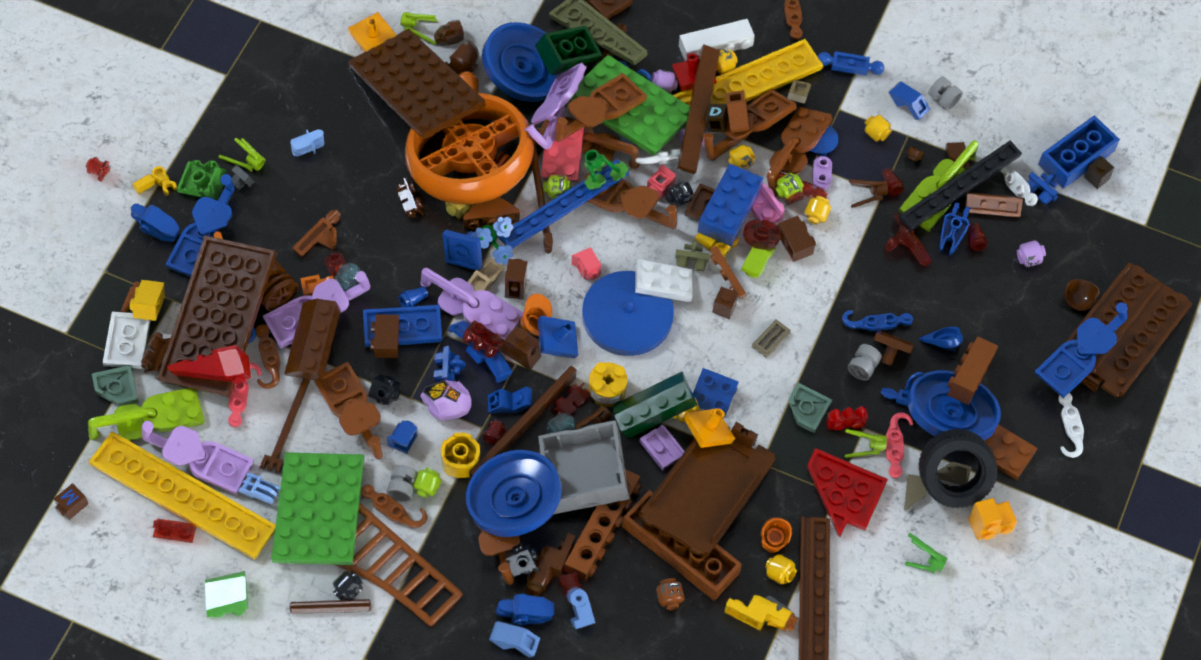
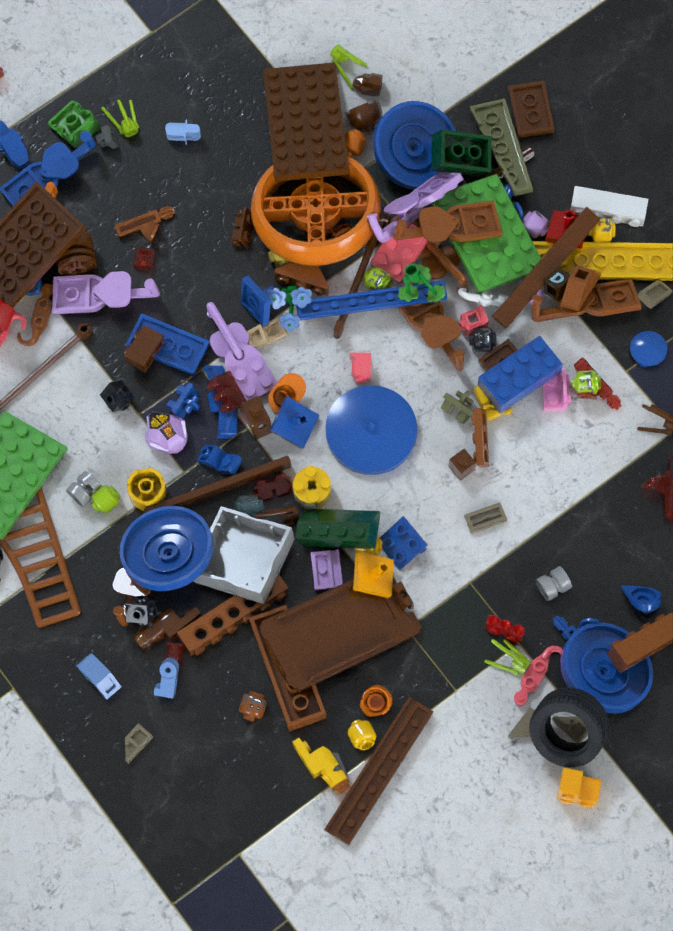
camera: 35 degrees right, 10 degrees up
(158, 176) = (39, 102): yellow bar -> none
(309, 283) = (111, 265): orange plate -> none
(313, 339) = (80, 321): reddish brown slope -> none
(346, 276) = (143, 273): clear light blue head -> none
(350, 403) = (80, 391): dark orange plate -> none
(371, 32) = (300, 50): light orange tile -> none
(391, 508) = (64, 506): dark orange piece -> none
(403, 436) = (110, 446): blue window -> none
(411, 297) = (190, 322): blue cone -> none
(494, 432) = (189, 482): clear red brick -> none
(516, 278) = (287, 350): reddish brown brick -> none
(526, 609) = (123, 655): blue hinge -> none
(663, 280) = (419, 416): white plate -> none
(742, 157) = (561, 333): yellow head -> none
(756, 261) = (517, 436): lime slope -> none
(761, 234) = (533, 416): clear red tile -> none
(796, 238) = (564, 435): reddish brown brick -> none
(797, 138) = (624, 340): dark orange plate -> none
(808, 407) = (478, 599): sand green plate -> none
(817, 210) = (601, 417): yellow head -> none
(823, 172) = (630, 382): lavender plate -> none
(845, 490) = (464, 693): red wing -> none
(877, 322) = (592, 551): blue piece -> none
(893, 344) = (590, 580): reddish brown tile -> none
(936, 559) = (505, 798): bright green plant -> none
(1010, 452) = (634, 733): dark orange plate -> none

